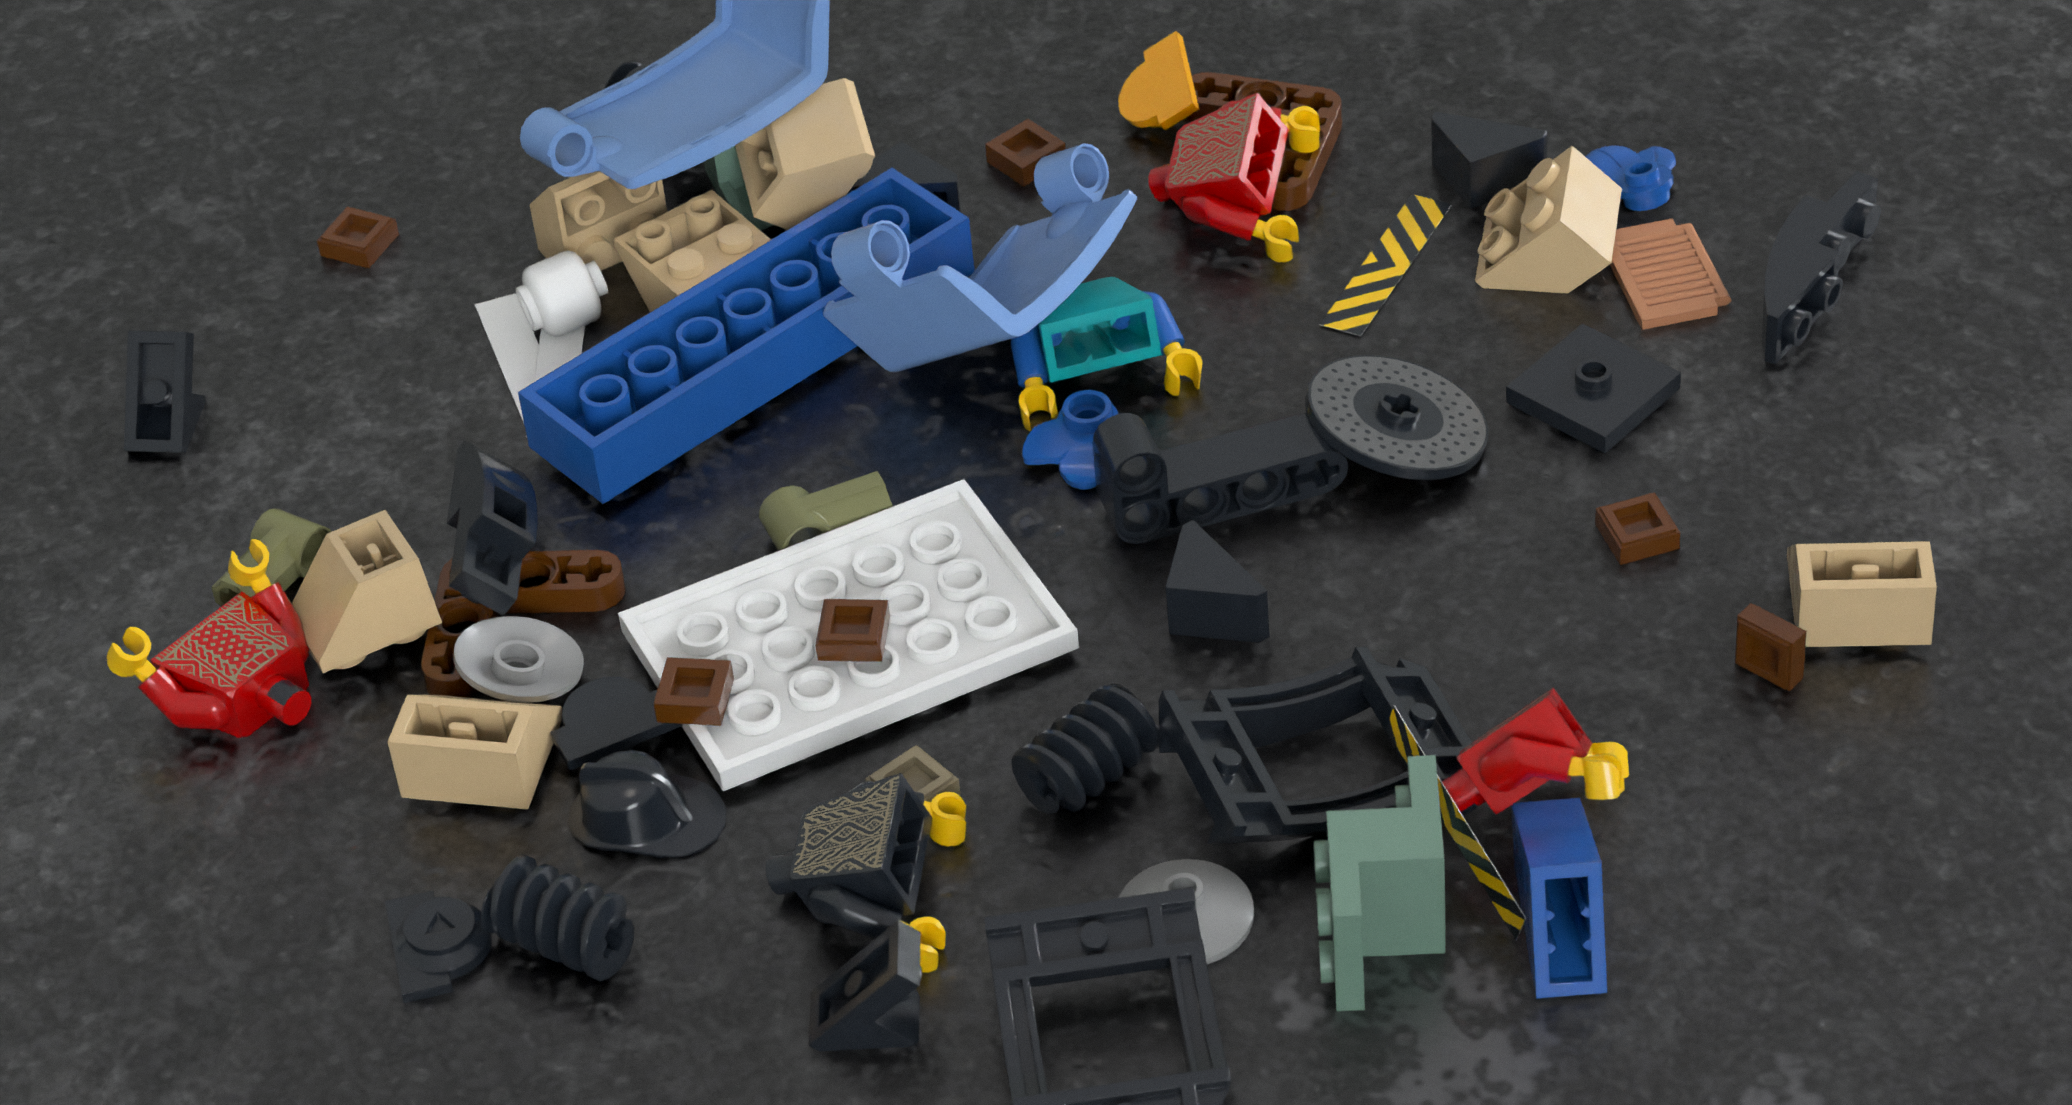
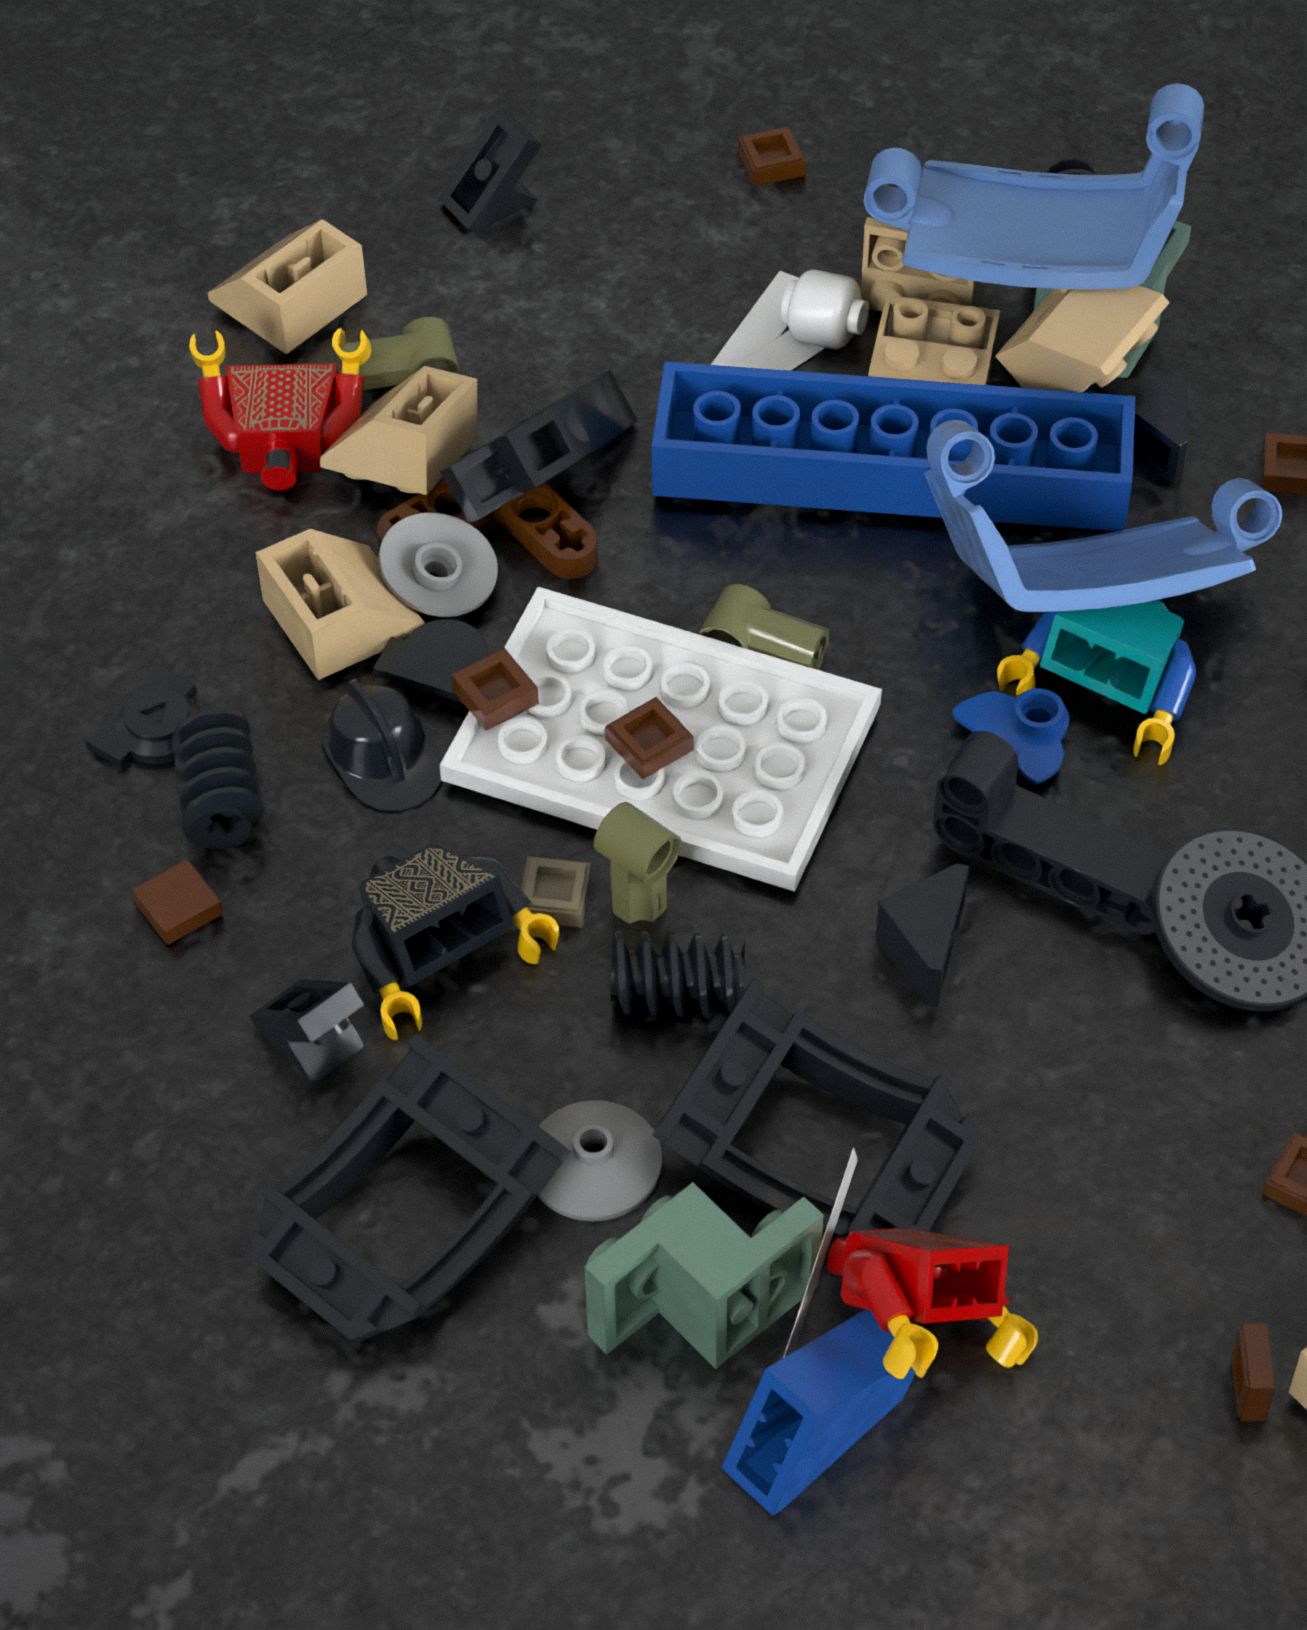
camera: 45 degrees right, 10 degrees up
(102, 576) = (295, 285): none -> tan slope
(642, 1025) = (177, 902): none -> reddish brown tile
(969, 695) = (639, 858): none -> olive piece

